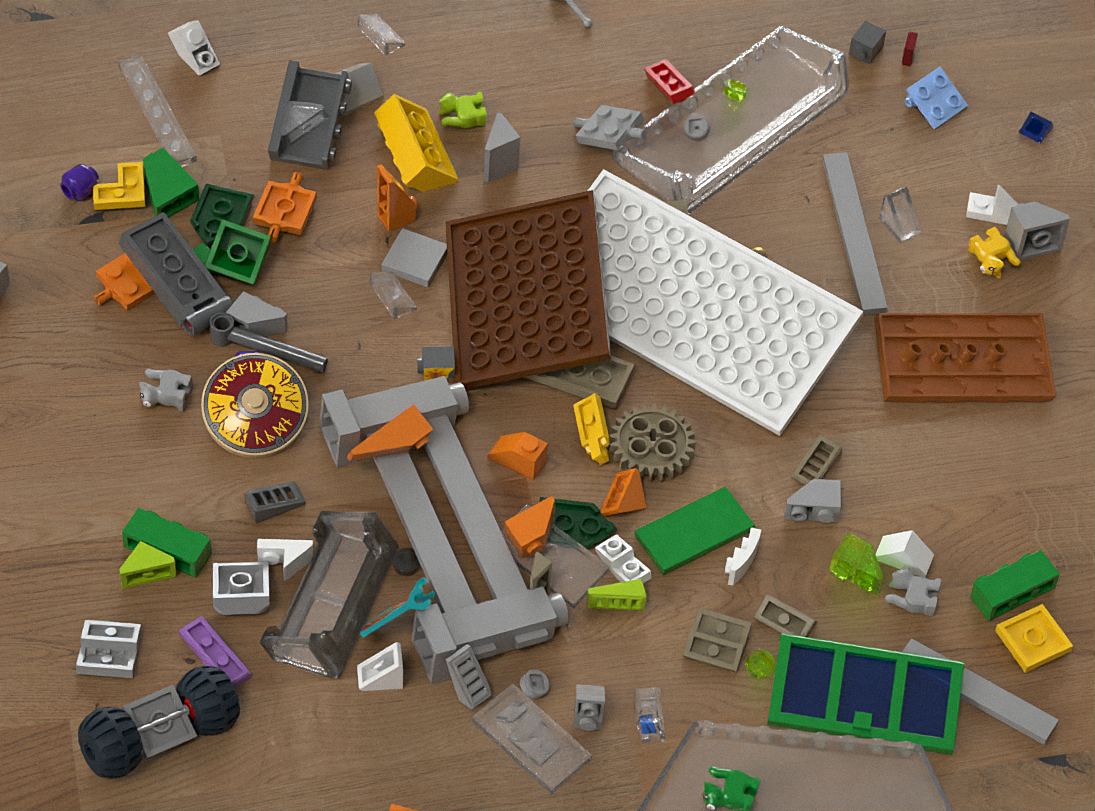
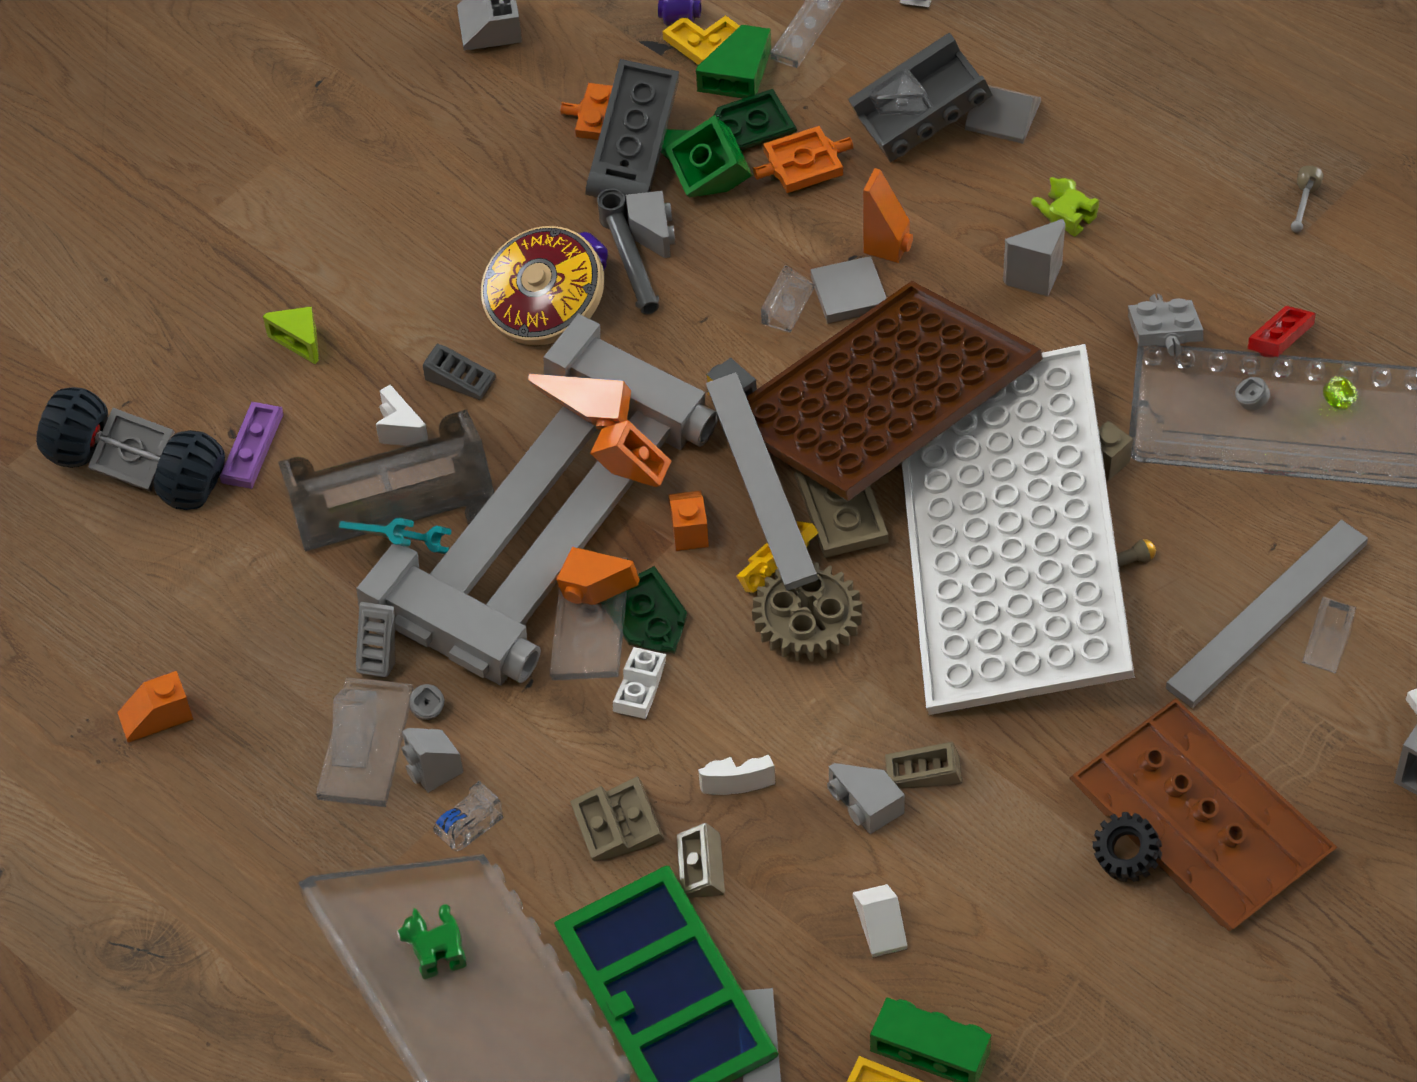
camera: 60 degrees right, 0 degrees up
(108, 649) = (190, 369): light grey slope -> none
(171, 390) = (508, 219): light grey animal -> none
(187, 547) = (338, 329): green brick -> none
(241, 587) = (332, 411): light grey slope -> none
(379, 33) = (1096, 86): clear slope -> none
(382, 670) = (337, 577): white slope -> none
(415, 144) = (983, 199): yellow slope -> none
(456, 445) = (630, 454): none -> orange slope
(541, 394) = (762, 482): none -> light grey tile
(541, 573) = (538, 617): dark tan slope -> none
(618, 596) = (594, 704): lime slope -> none
(624, 494) = (722, 634): orange slope -> none
(694, 530) = (736, 716): green tile -> none
(760, 664) = (618, 872): clear neon green tile -> none
(857, 563) = (823, 877): clear neon green slope -> none
(920, 594) = (835, 957): light grey animal -> none
(975, 393) = (1137, 865): none -> black tyre
(992, 252) = (1374, 748): yellow animal -> none

